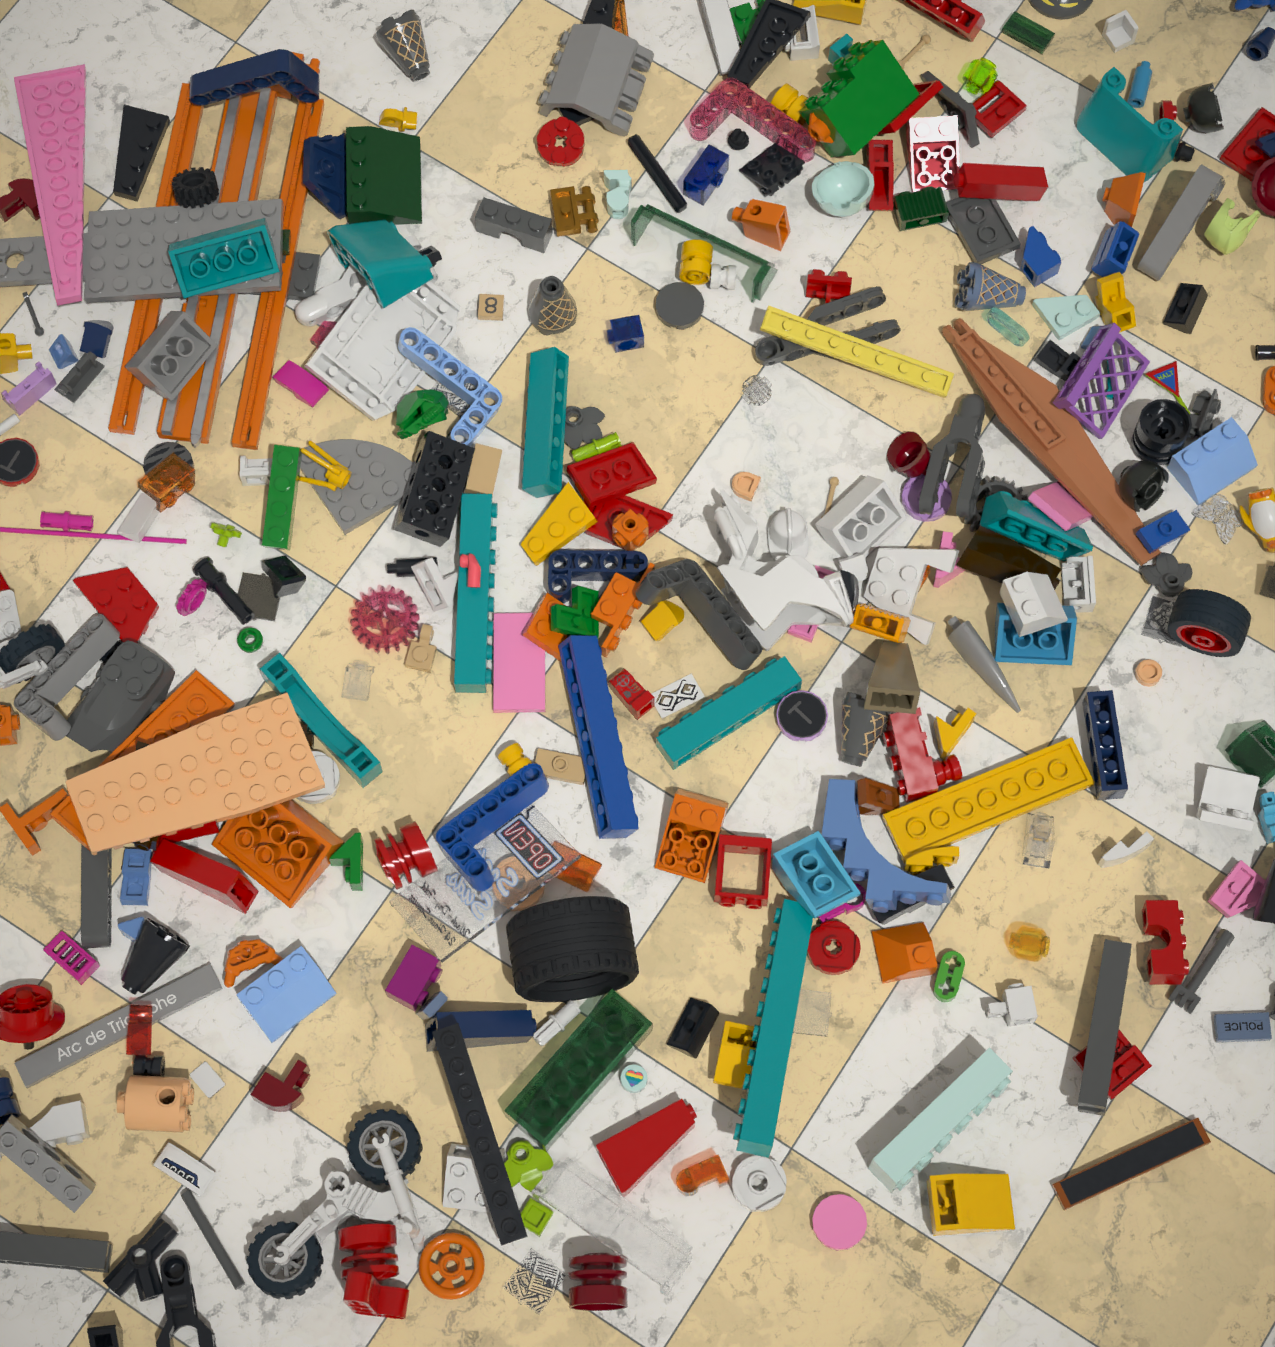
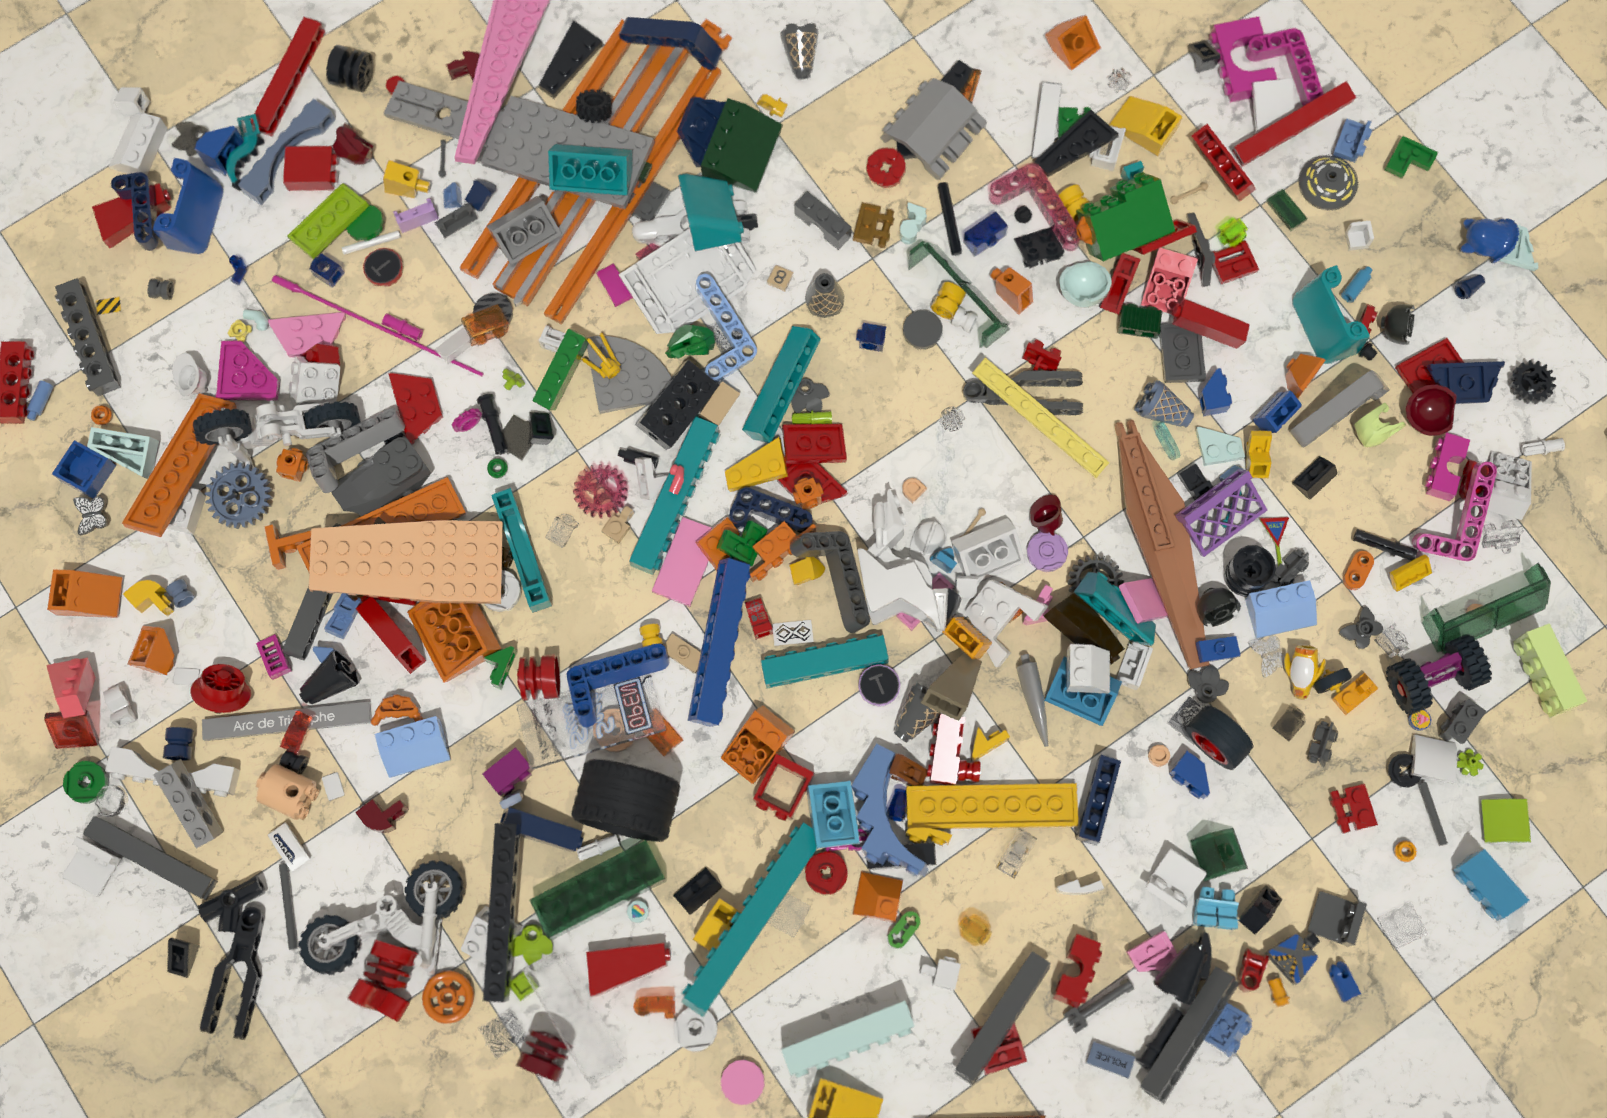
camera: 25 degrees right, 5 degrees up
(816, 549) = (944, 560): none -> dark azure tile
(883, 839) = (898, 806): none -> clear blue cone
(966, 429) = (1098, 511): dark grey piece -> none
(1195, 678) = (1192, 774): none -> blue slope

